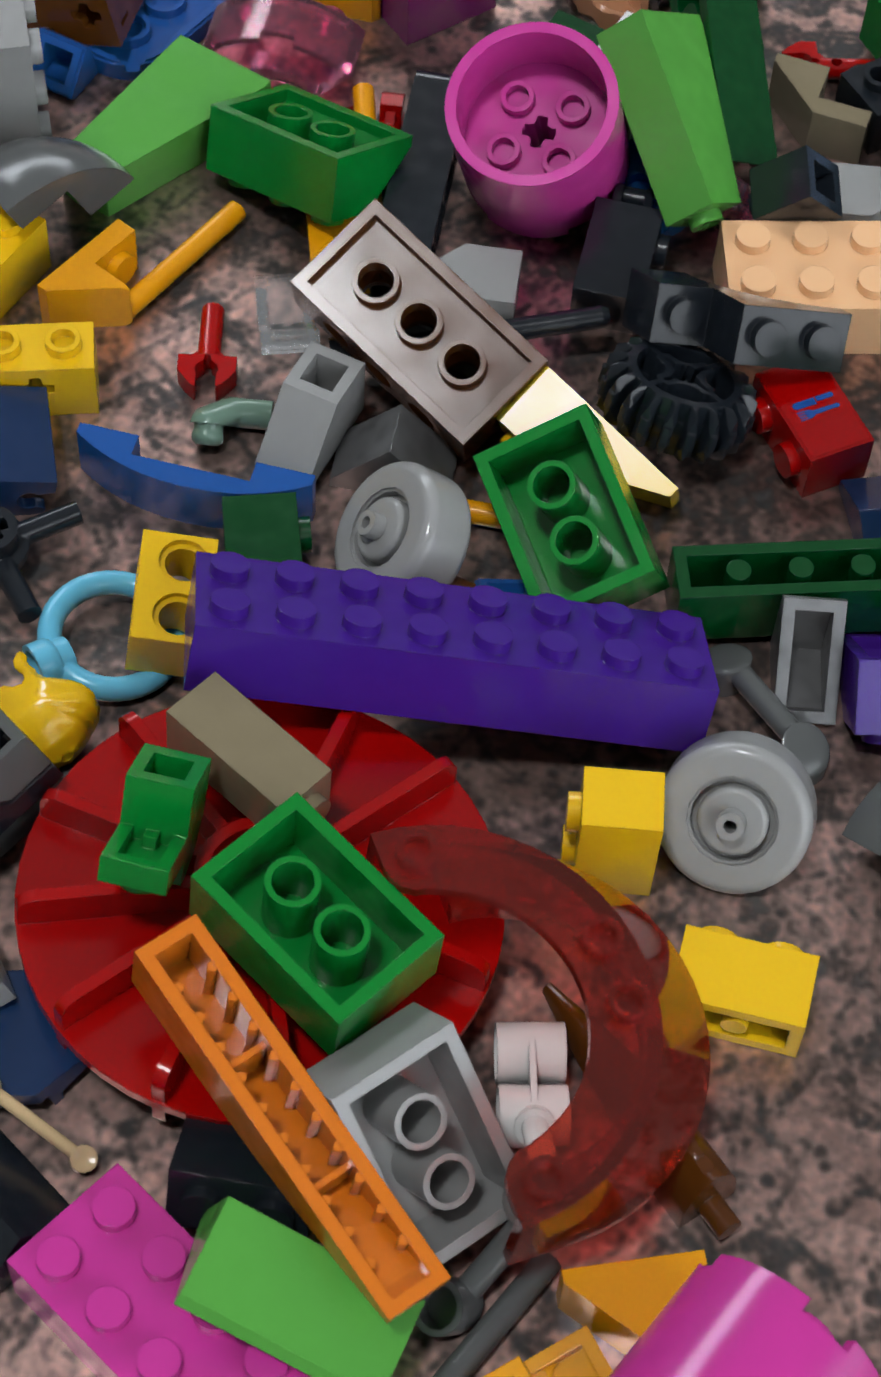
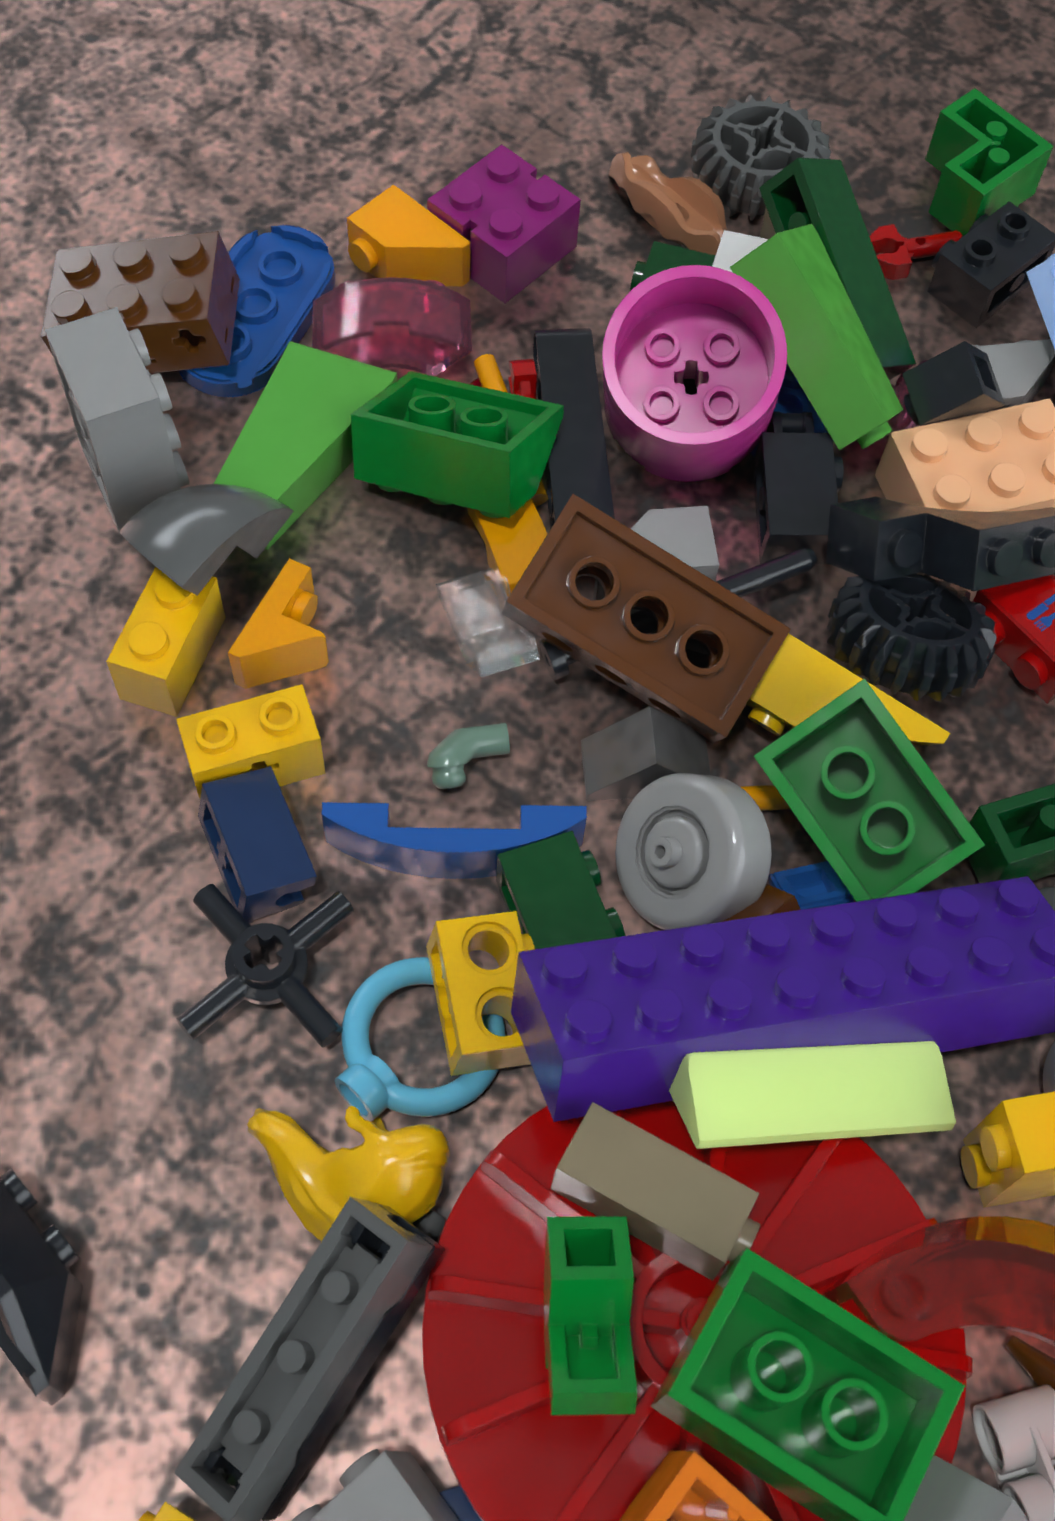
camera: 15 degrees left, 5 degrees up
(66, 64) = (185, 392): blue slope -> none
(185, 256) = (362, 577): light orange bar -> none
(208, 356) = (420, 684): red bar -> none
(314, 410) = (554, 733): light grey slope -> none
(423, 725) = (812, 1093): none -> yellowish green slope
(821, 124) = (924, 306): dark tan slope -> none

